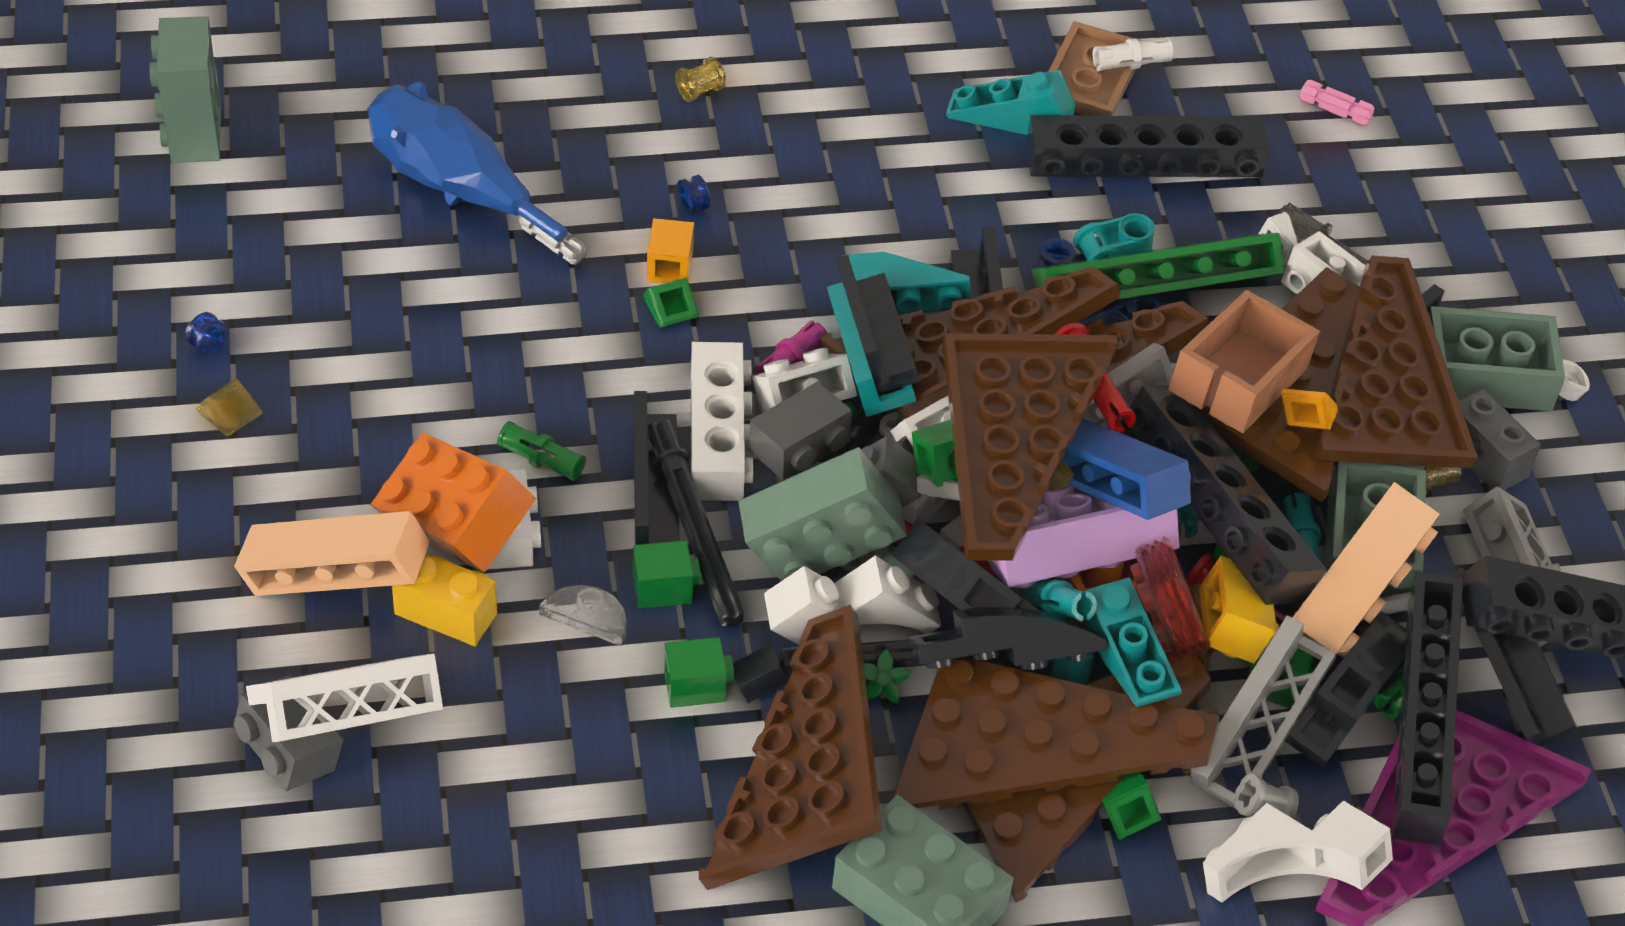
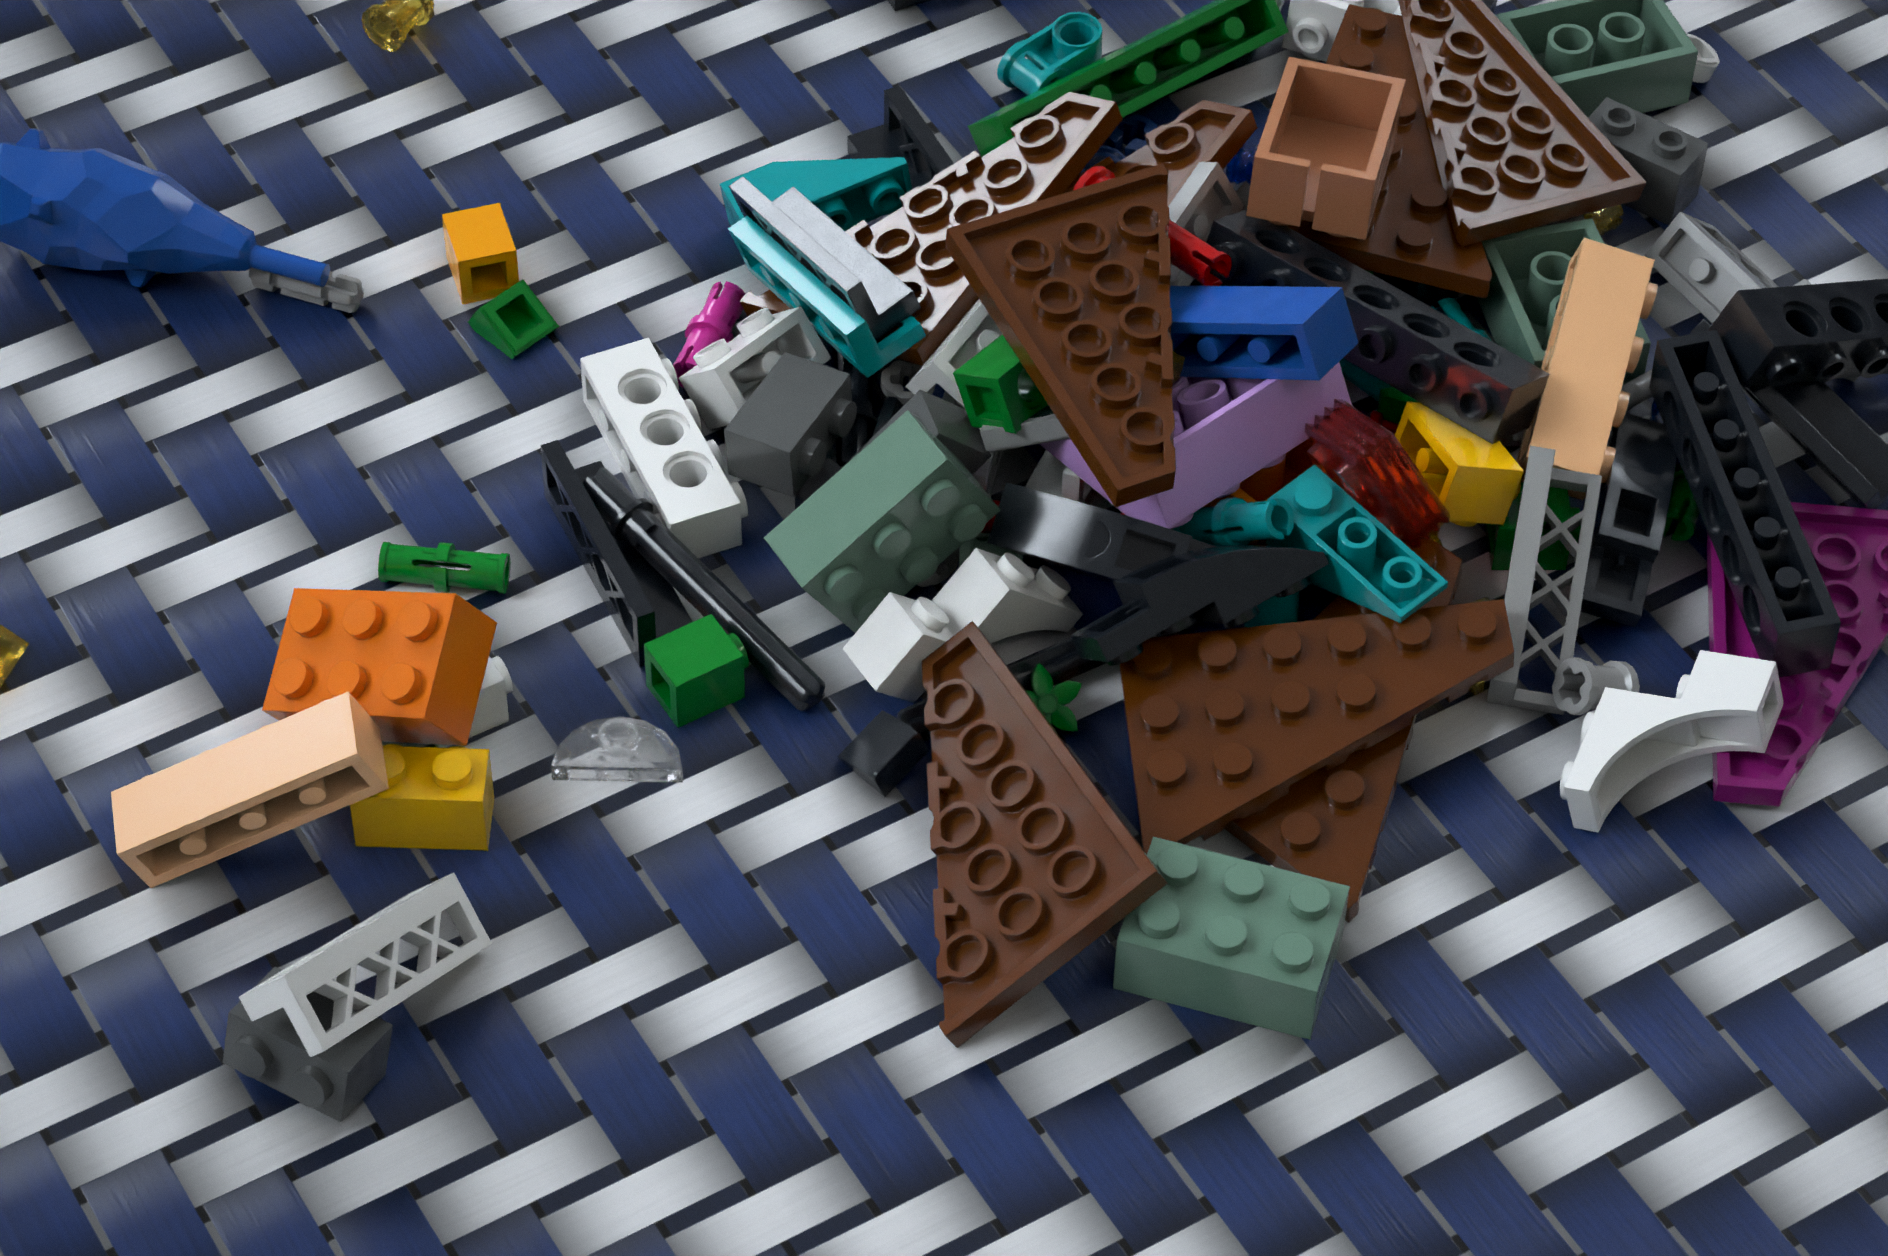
camera: 20 degrees left, 0 degrees up
(693, 194) = (470, 168): clear blue bush -> none
(696, 672) = (804, 779): green brick -> none
(1056, 248) = (981, 91): clear blue bush -> none
(1131, 806) = (1437, 751): green slope -> none
(1309, 408) = (1429, 183): light orange slope -> none

